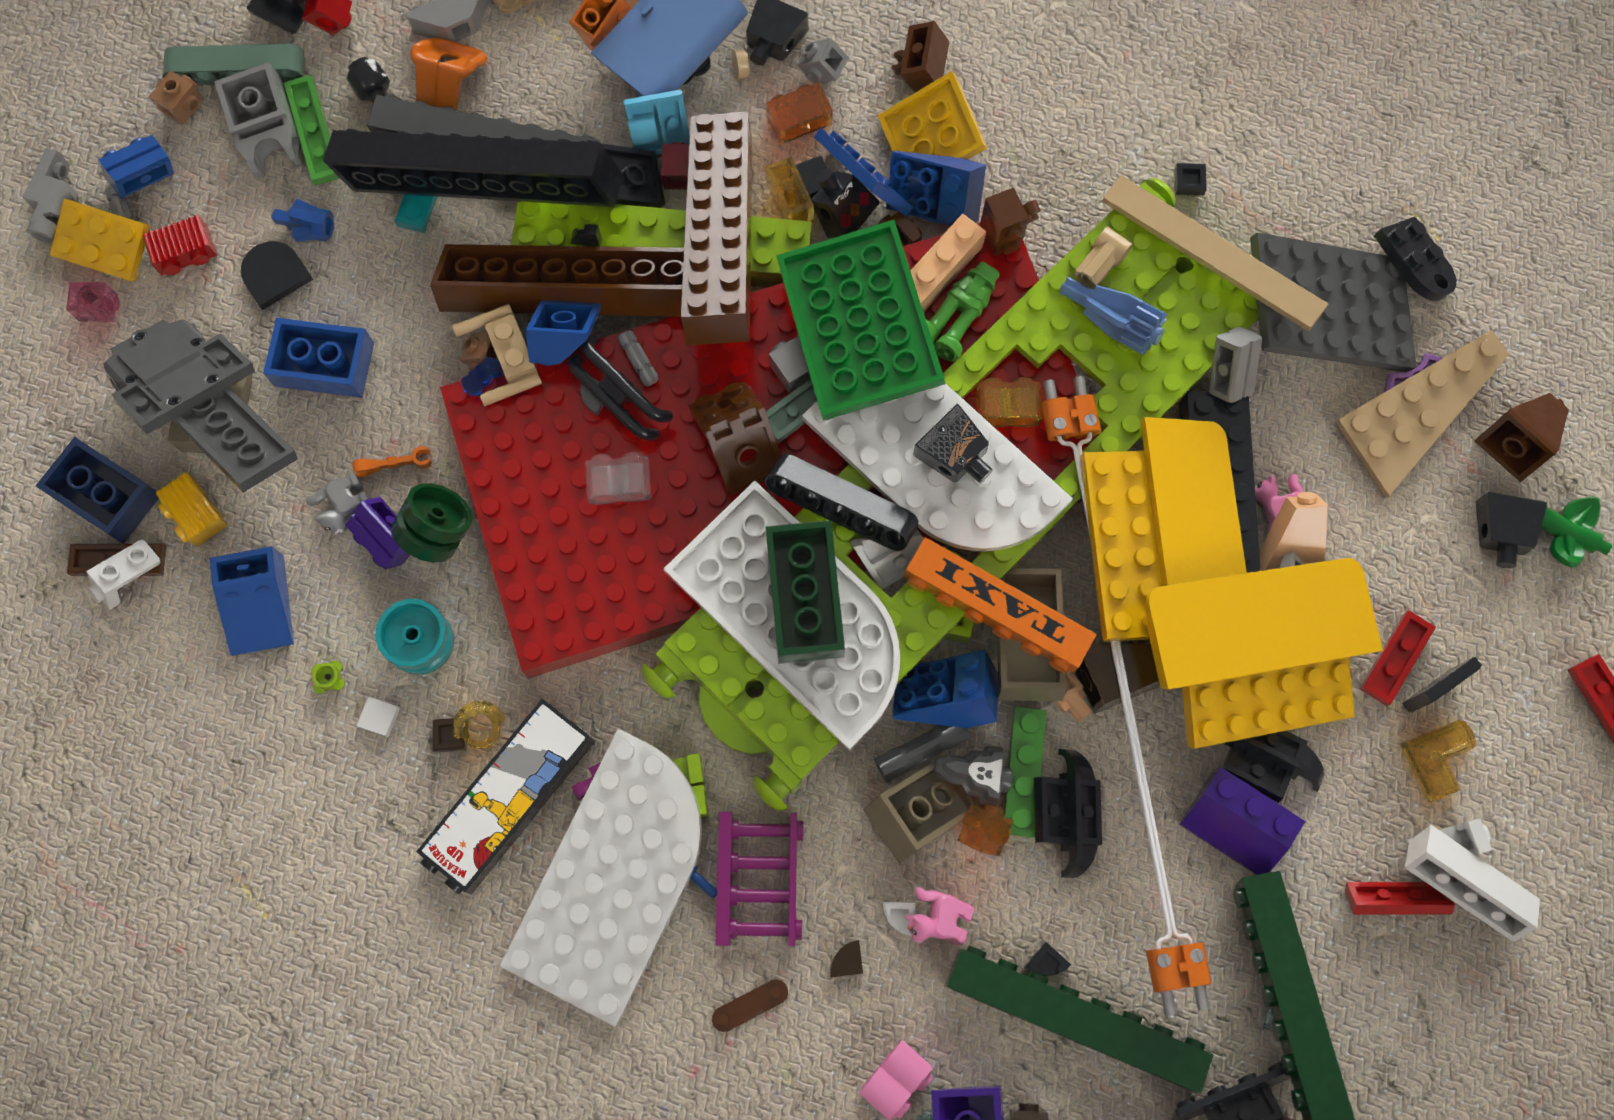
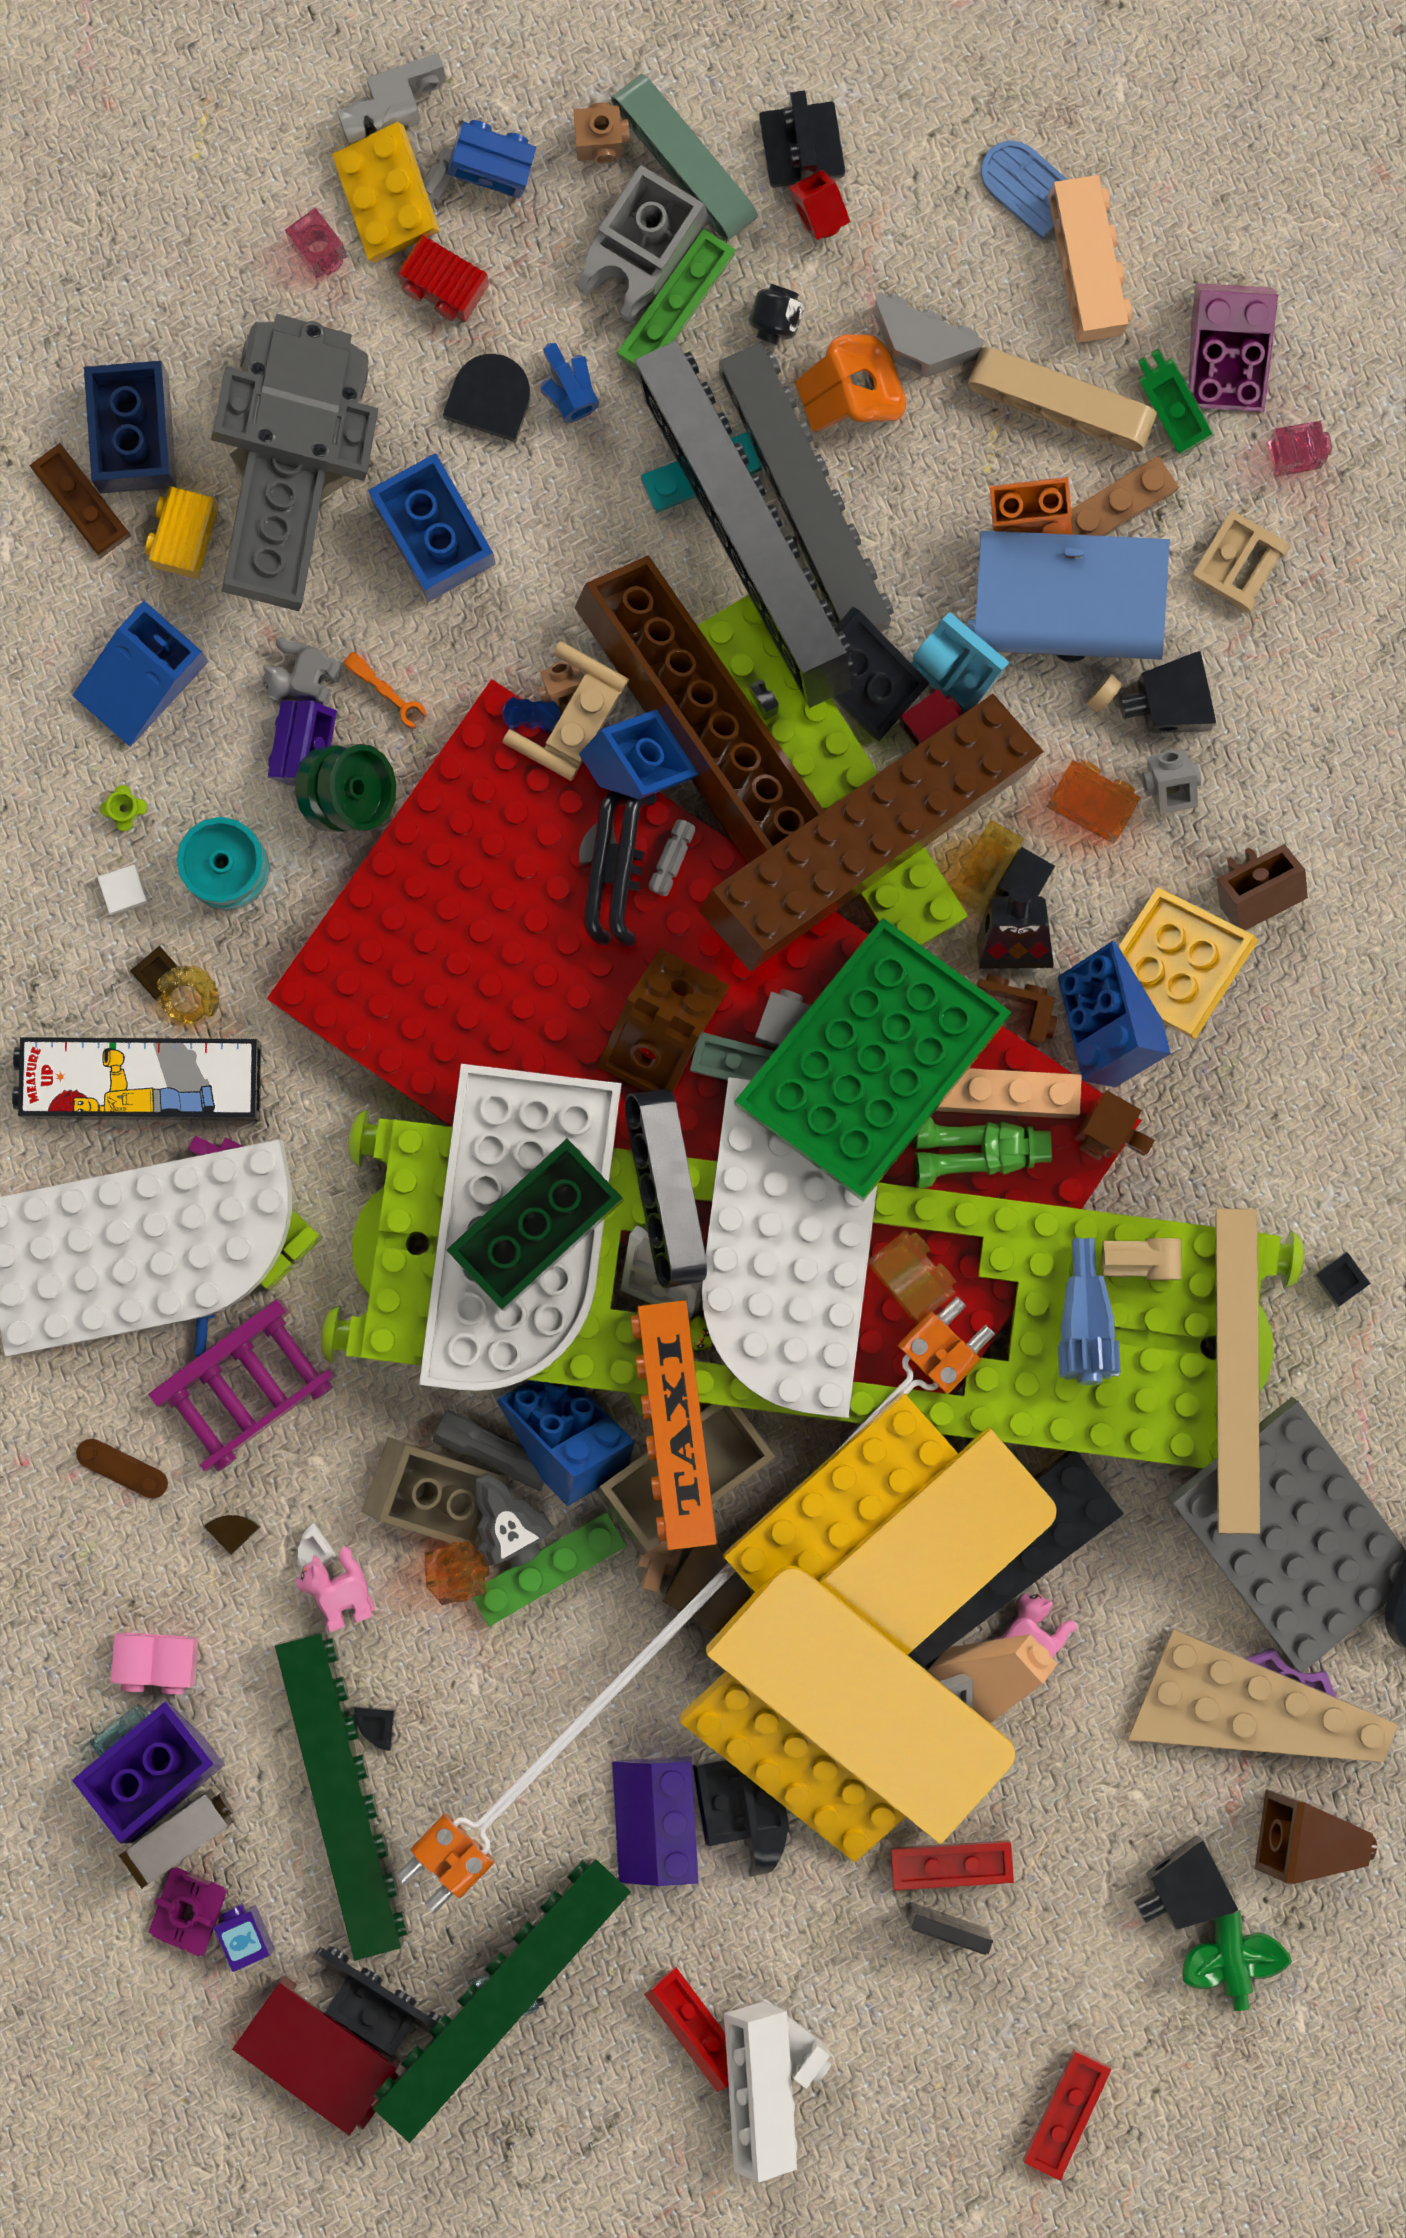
camera: 50 degrees right, 10 degrees up
(119, 571) = (69, 520): white bracket -> none
(618, 479) = (526, 941): clear brick -> none
(862, 170) = (1065, 926): blue wing -> none
(954, 447) = (803, 1261): torso -> none
(1070, 812) = (539, 1642): black plate -> none
(1235, 364) = (1133, 1481): light grey brick -> none
(1430, 753) = (874, 1964): clear yellow brick -> none

